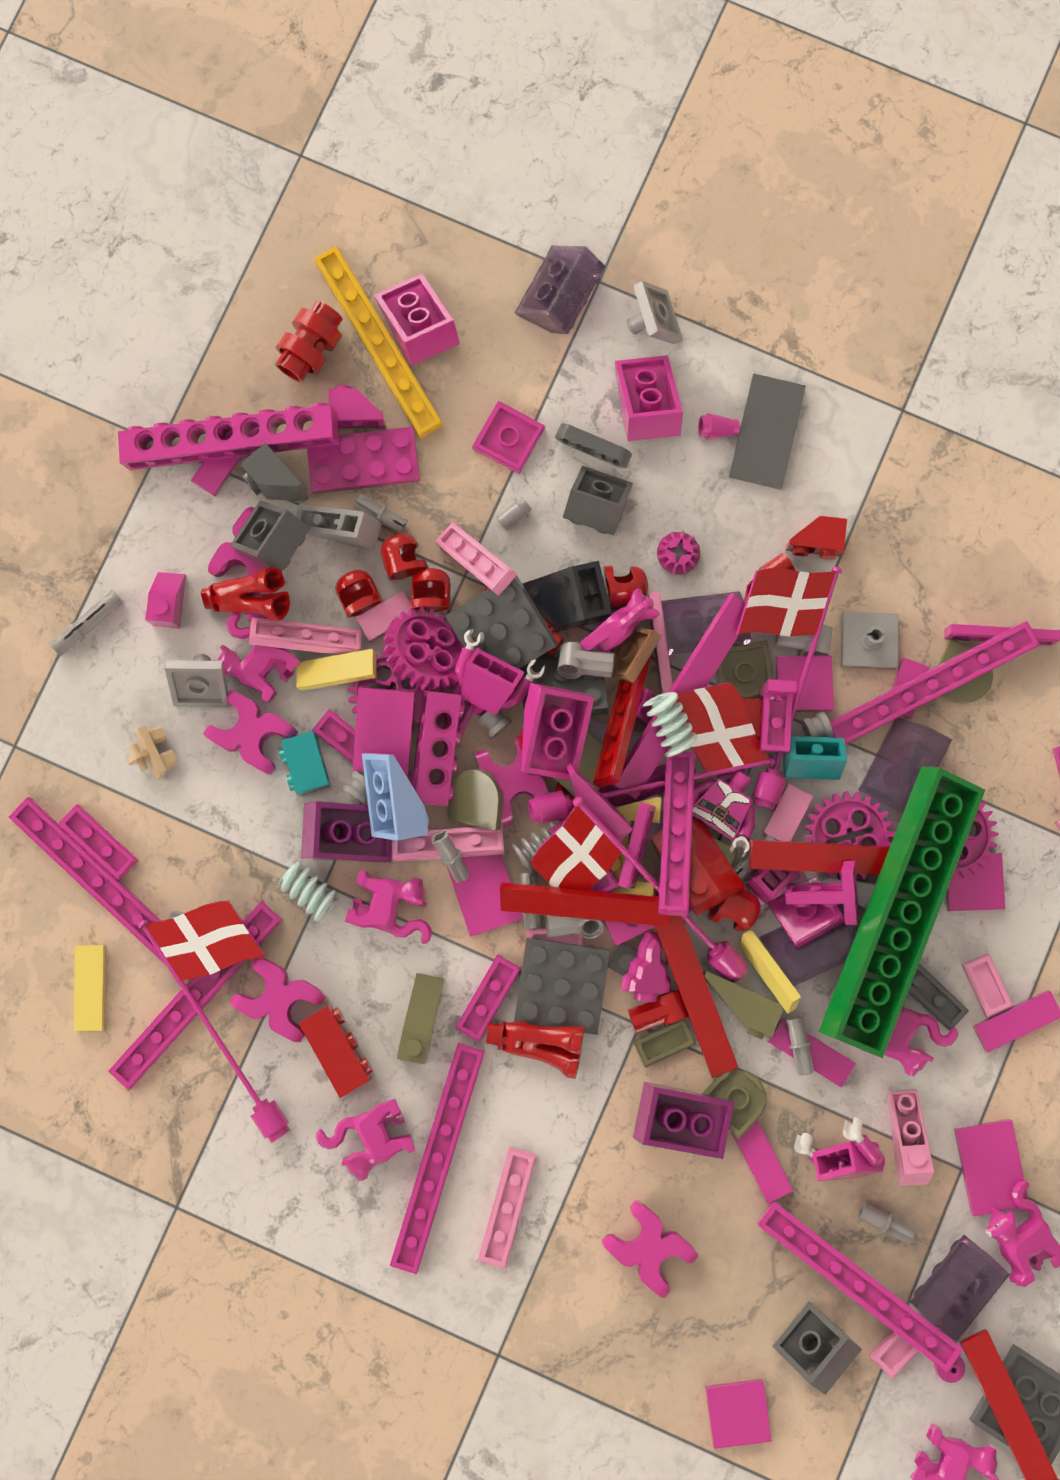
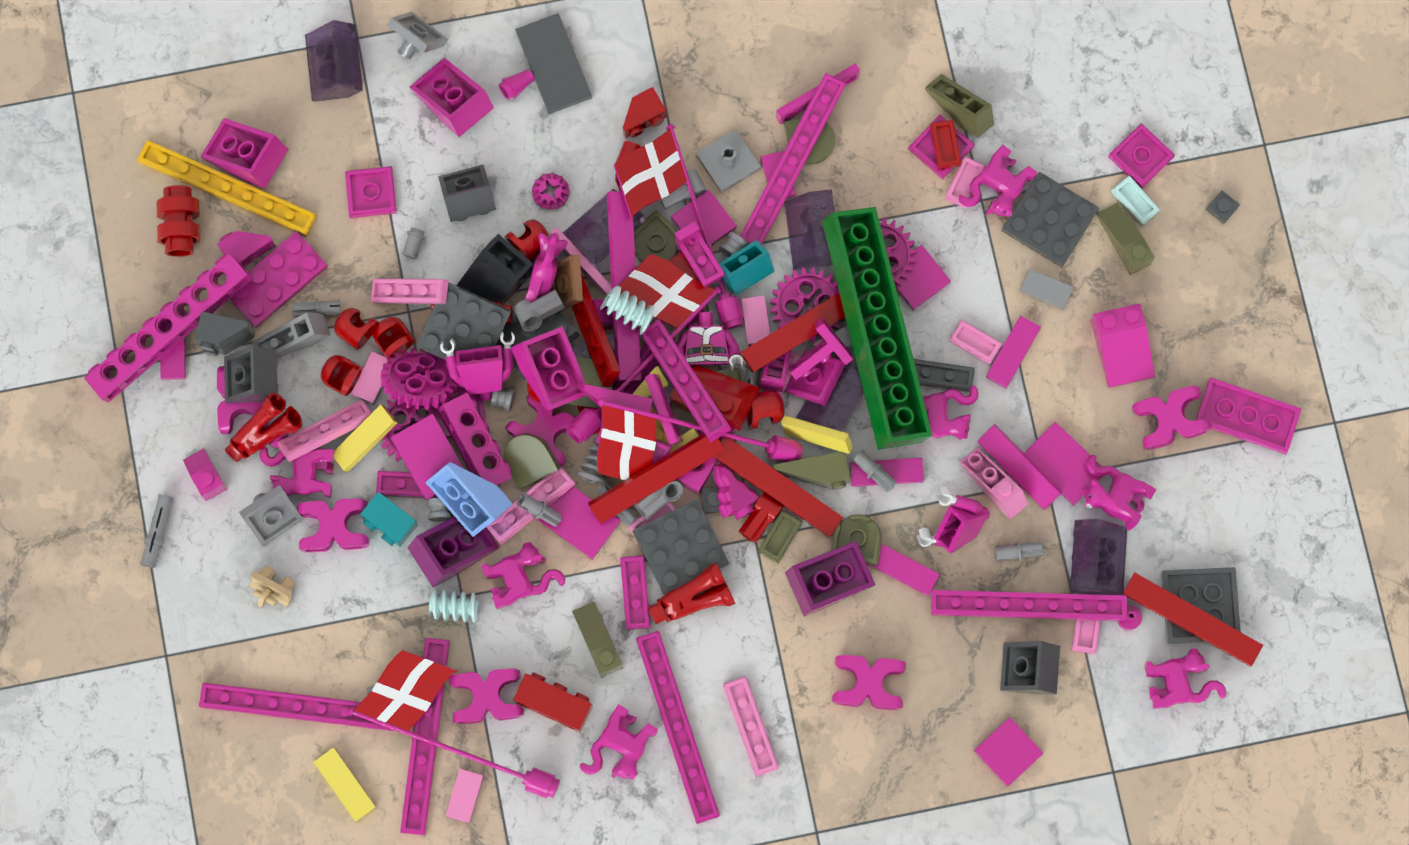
camera: 35 degrees left, 5 degrees down
(98, 842) = (277, 679): dark pink tile -> none
(192, 1079) = (464, 796): none -> bright pink tile
(593, 445) = (436, 156): dark grey beam -> none
(945, 1140) = (1019, 467): none -> dark pink tile

